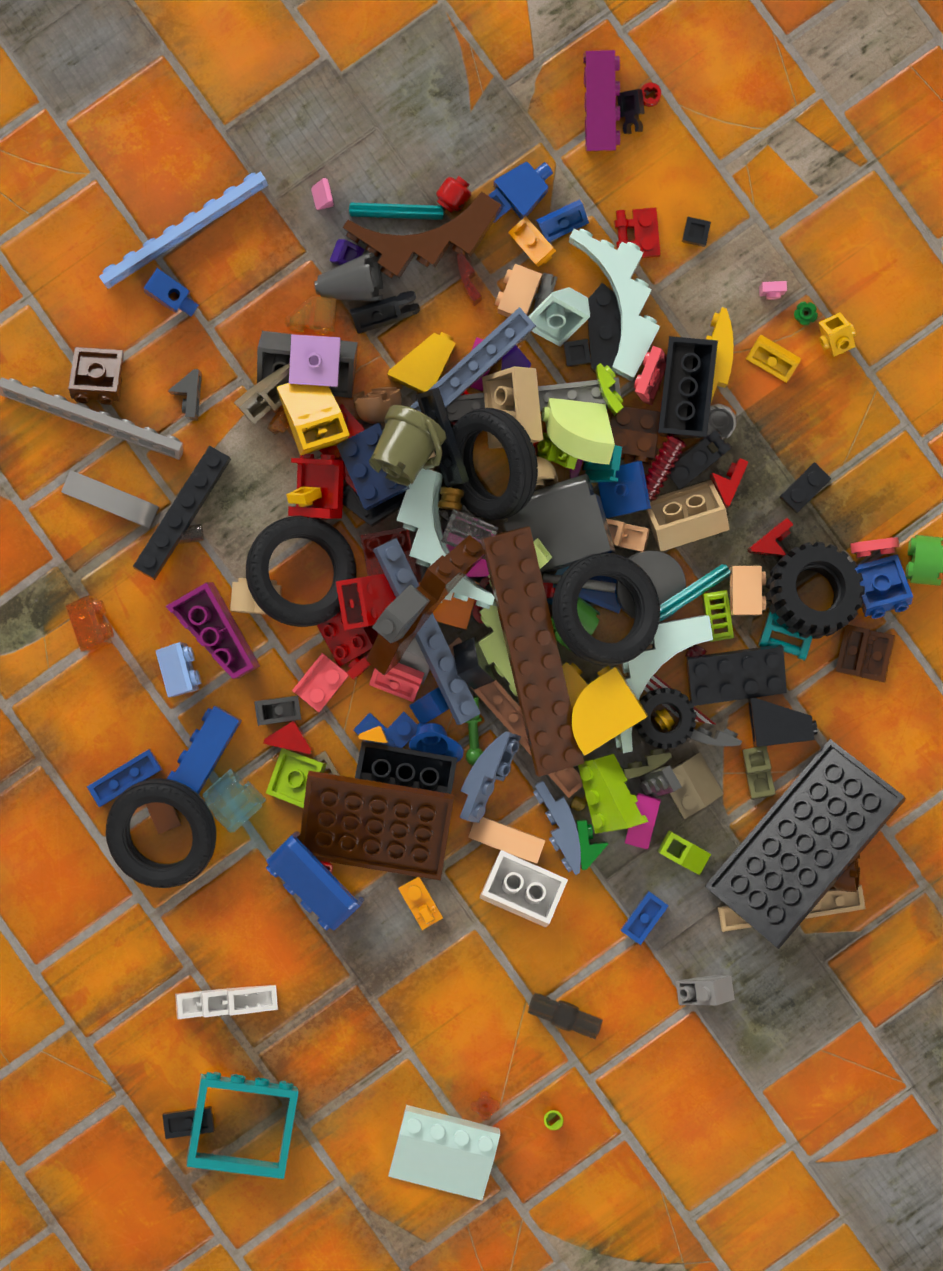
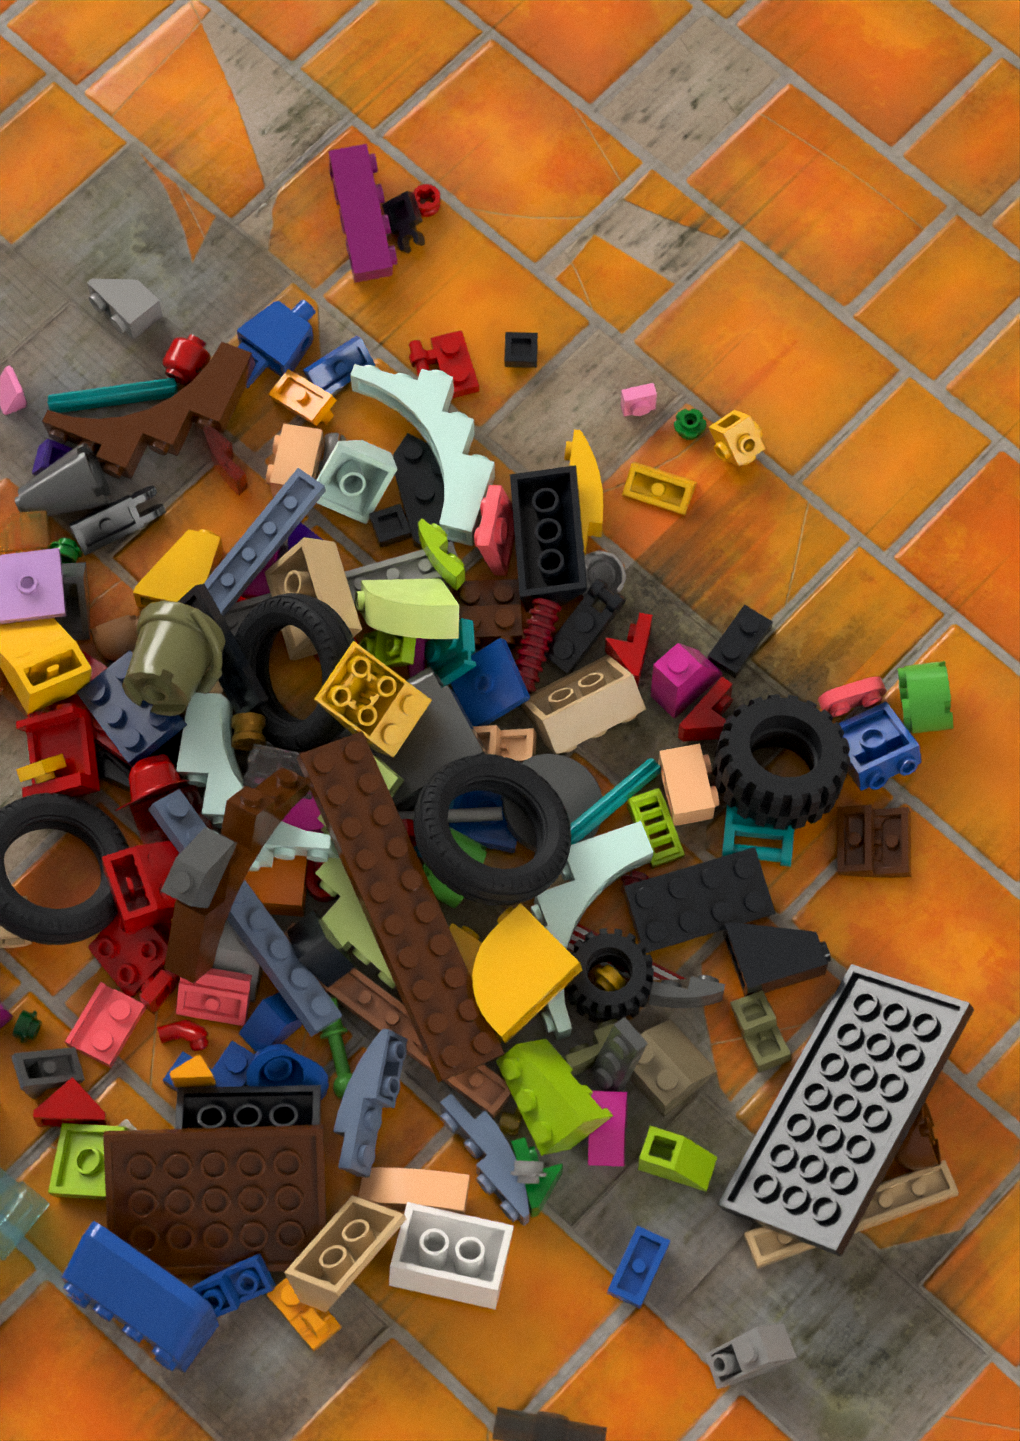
camera: 15 degrees left, 20 degrees down
(268, 675) = (27, 1026): none -> dark green plate
(344, 329) = (68, 550): none -> green plate
(372, 880) = (236, 1285): none -> blue slope
(375, 698) = (186, 1030): none -> red arm
(377, 523) = (152, 777): none -> red piece
(418, 140) = (127, 304): none -> light grey slope
(454, 878) = (341, 1251): none -> tan slope
(541, 504) = (372, 699): none -> yellow slope
(584, 847) = (528, 1171): none -> light grey plate
(761, 512) = (681, 678): none -> dark pink slope

